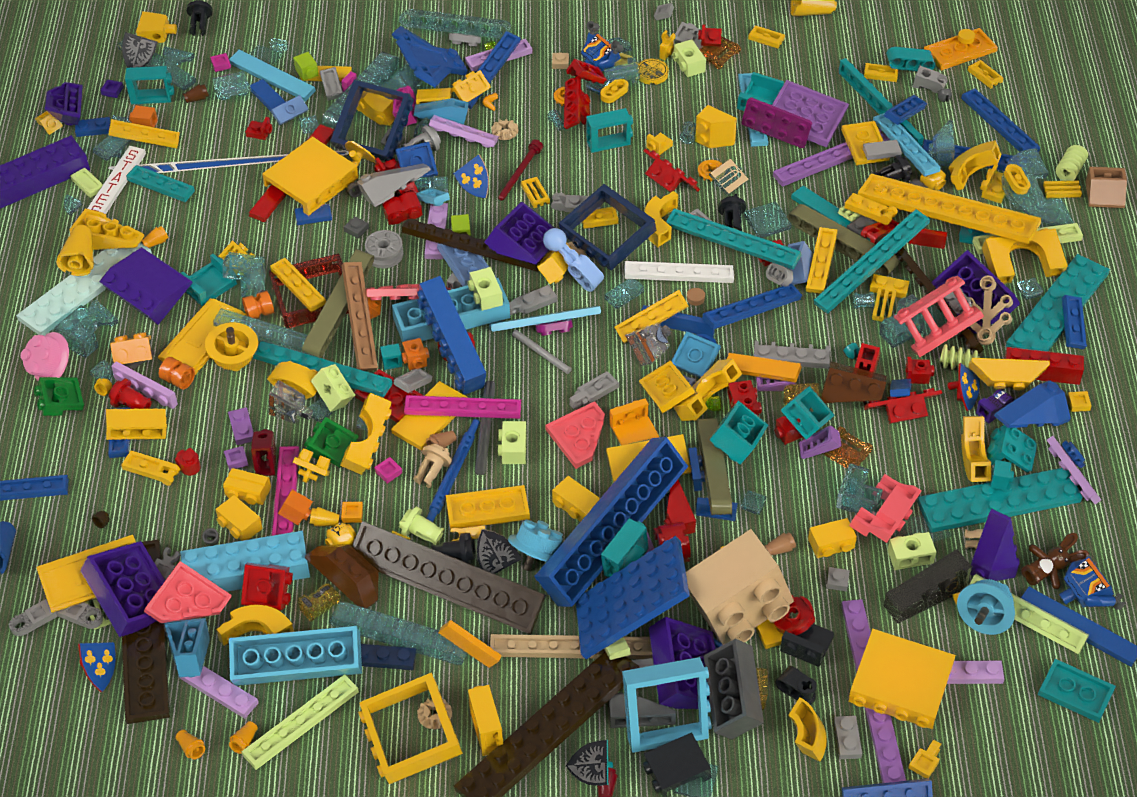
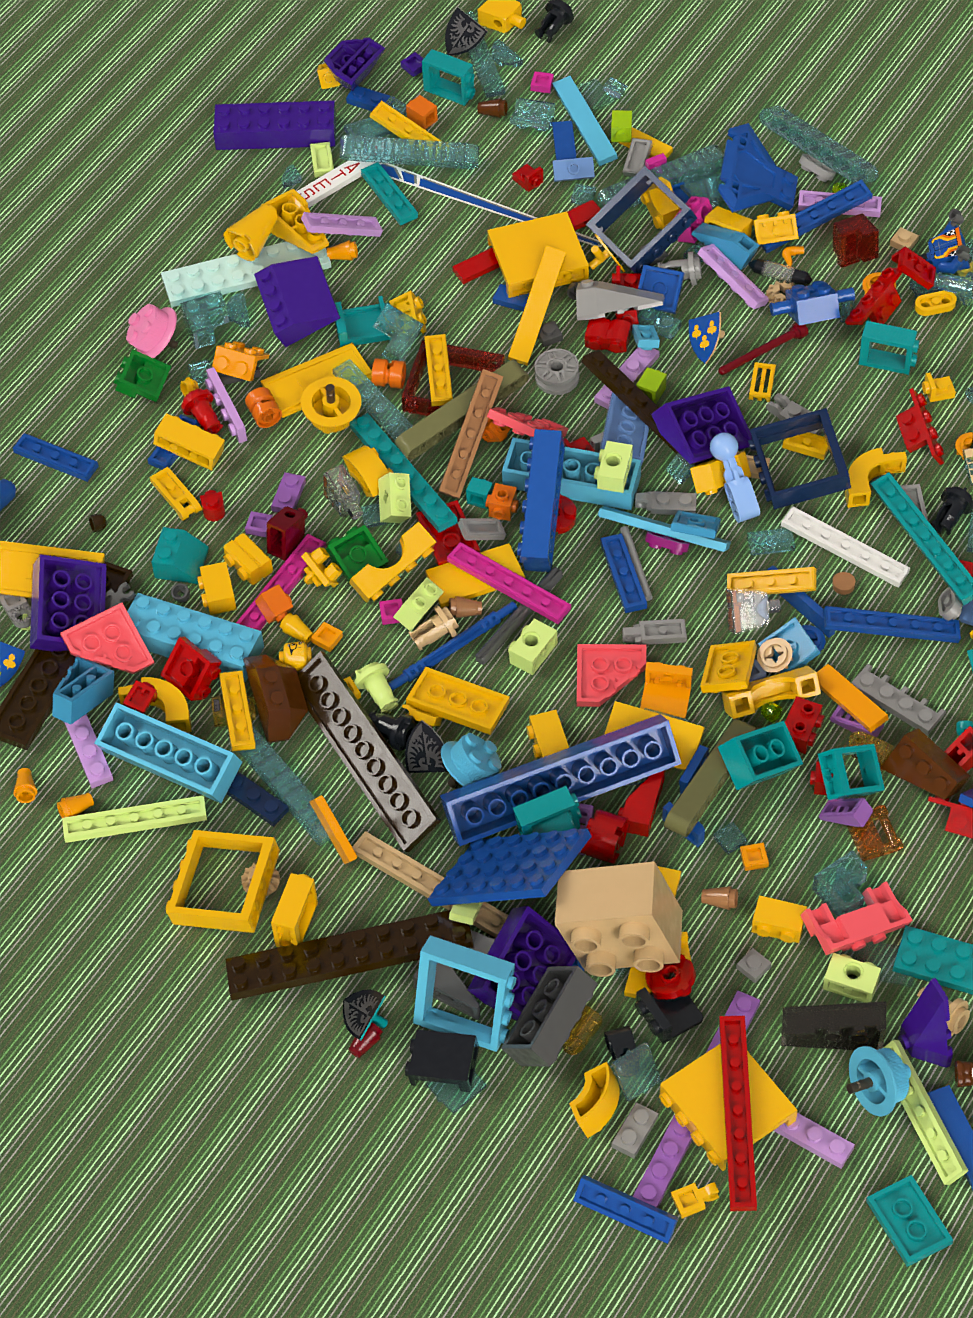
camera: 35 degrees right, 5 degrees up
(143, 217) = (341, 224): none -> lavender plate
(156, 147) = (409, 152): none -> clear light blue beam
(189, 511) = (178, 556): none -> teal slope
(244, 624) = (140, 696): none -> red bracket
(327, 597) = (237, 711): none -> yellow tile
(337, 209) = (536, 305): none -> yellow tile
(408, 453) = (418, 604): none -> yellowish green brick
(492, 115) = (780, 272): none -> piece
(524, 273) = (679, 469): none -> clear light blue tile
(531, 71) = (855, 240): none -> clear red plate
(534, 123) = (812, 302): none -> blue brick
(539, 362) = (623, 573): none -> blue plate
(566, 304) = (695, 524): none -> dark azure tile
(691, 355) = (766, 651): none -> tan gear
(779, 506) = (754, 856): none -> light orange tile
(821, 694) = (636, 1071): none -> clear light blue piece
(922, 679) = (737, 1114): none -> red plate

